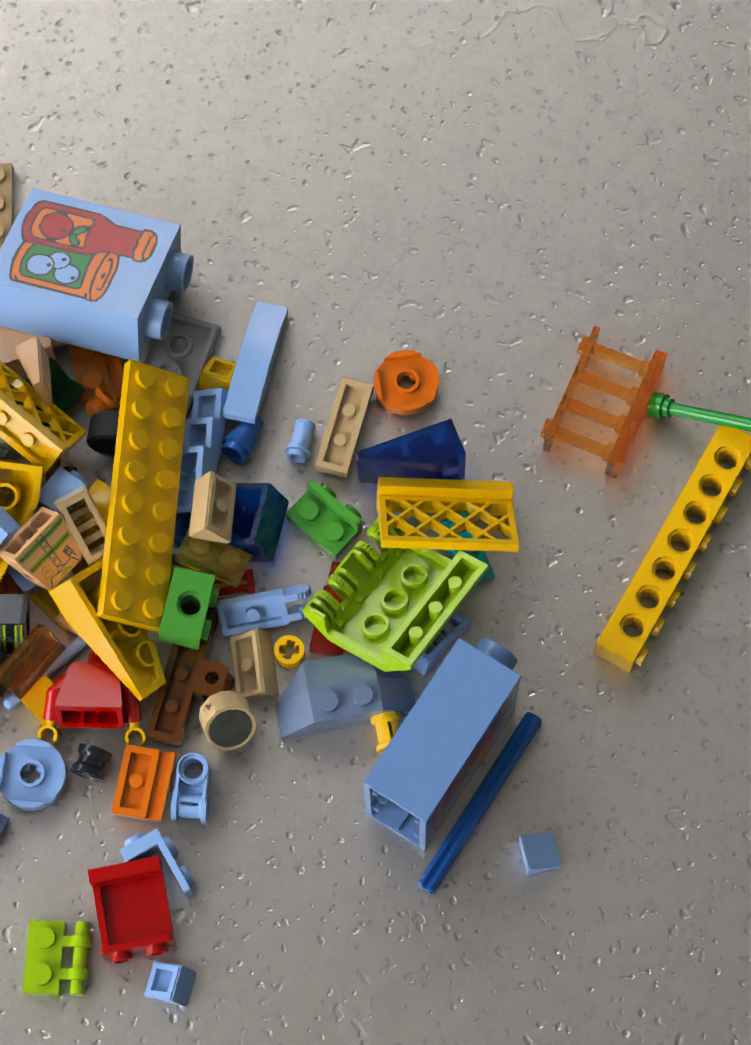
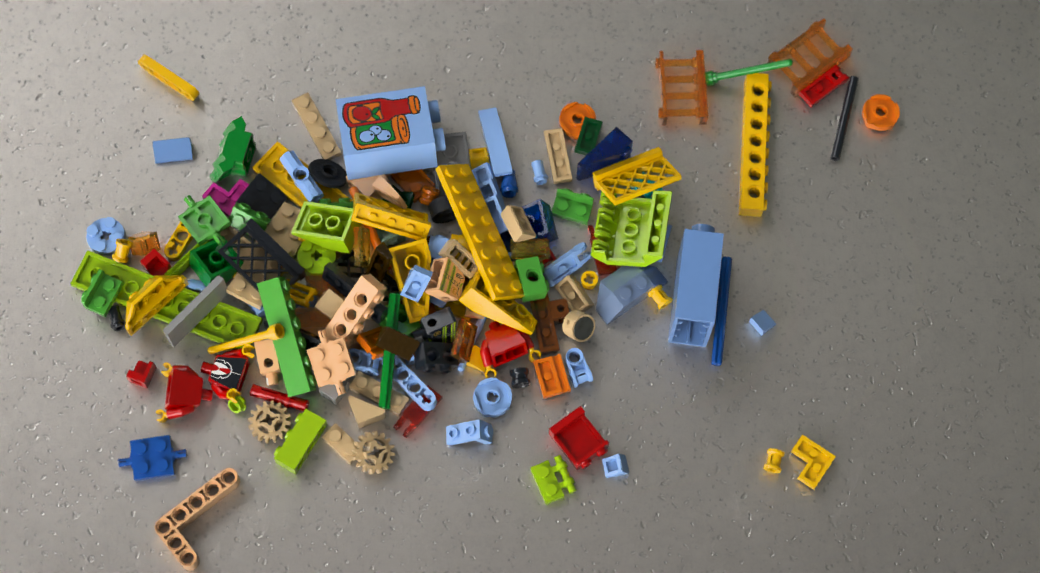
camera: 30 degrees left, 0 degrees up
(145, 846) = (568, 406): light blue bracket -> none
(409, 413) = (588, 136): none -> dark green panel

